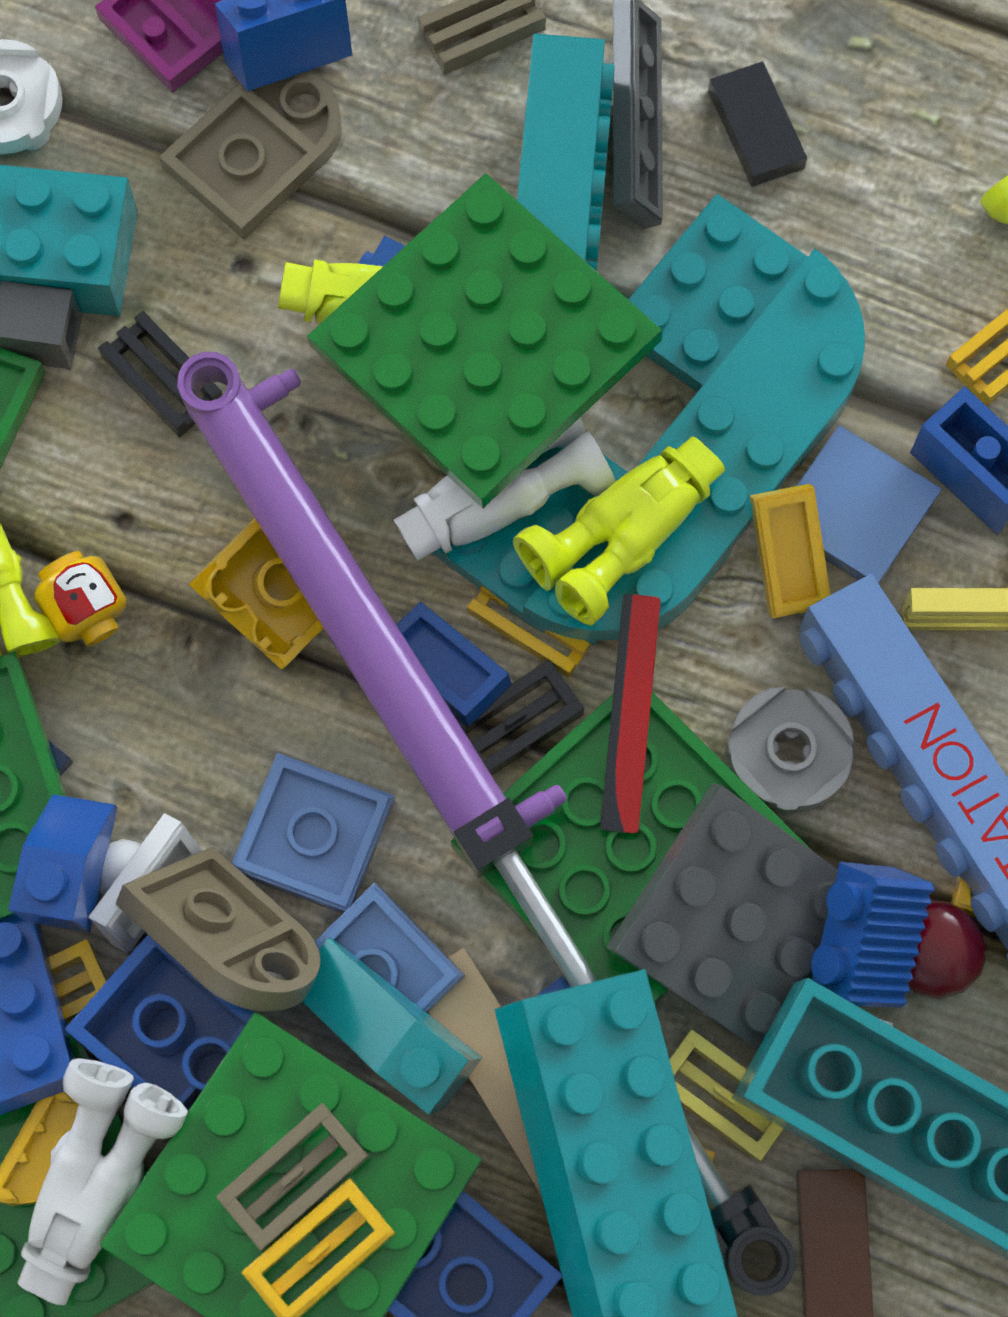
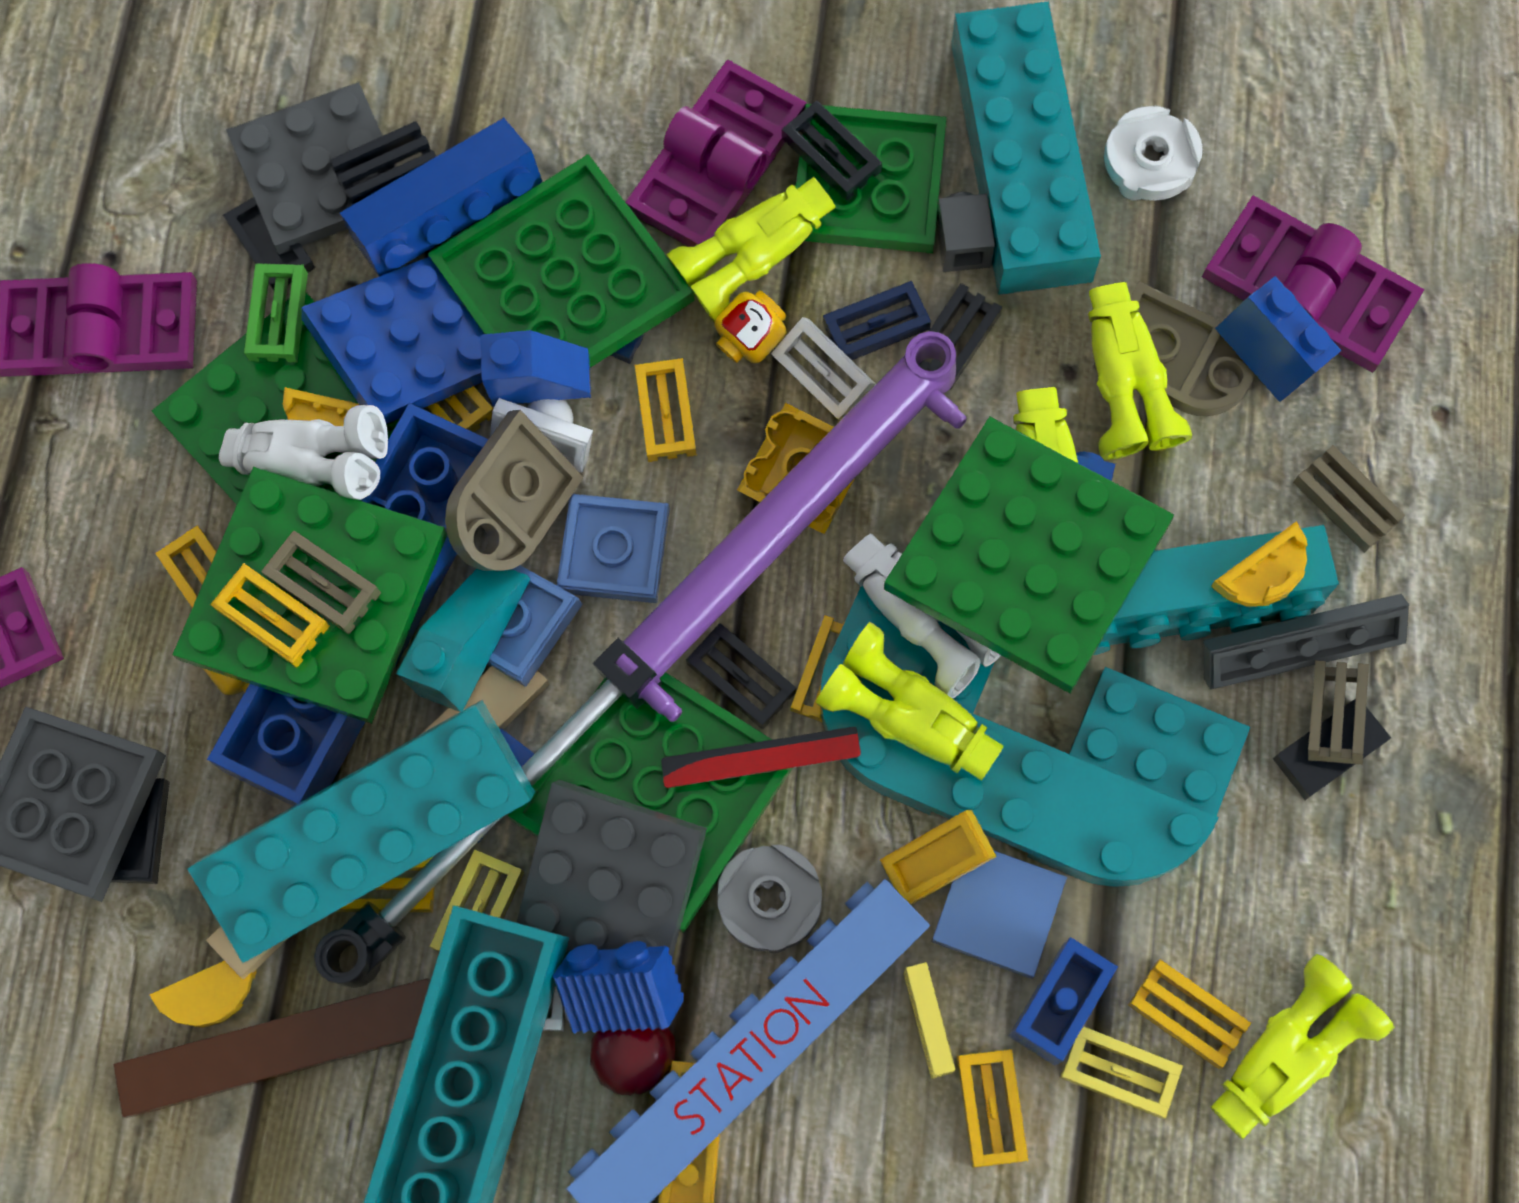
camera: 80 degrees right, 0 degrees up
(120, 504) = (869, 306): none -> dark blue tile
(188, 709) = (670, 447): none -> yellow tile
(204, 506) = (852, 395): none -> white tile
(267, 194) = (1127, 362): none -> neon yellow piece
(458, 669) = (770, 609): blue tile -> none
(575, 100) = (1268, 572): none -> yellow tile
(683, 85) = (1340, 675): none -> dark tan tile

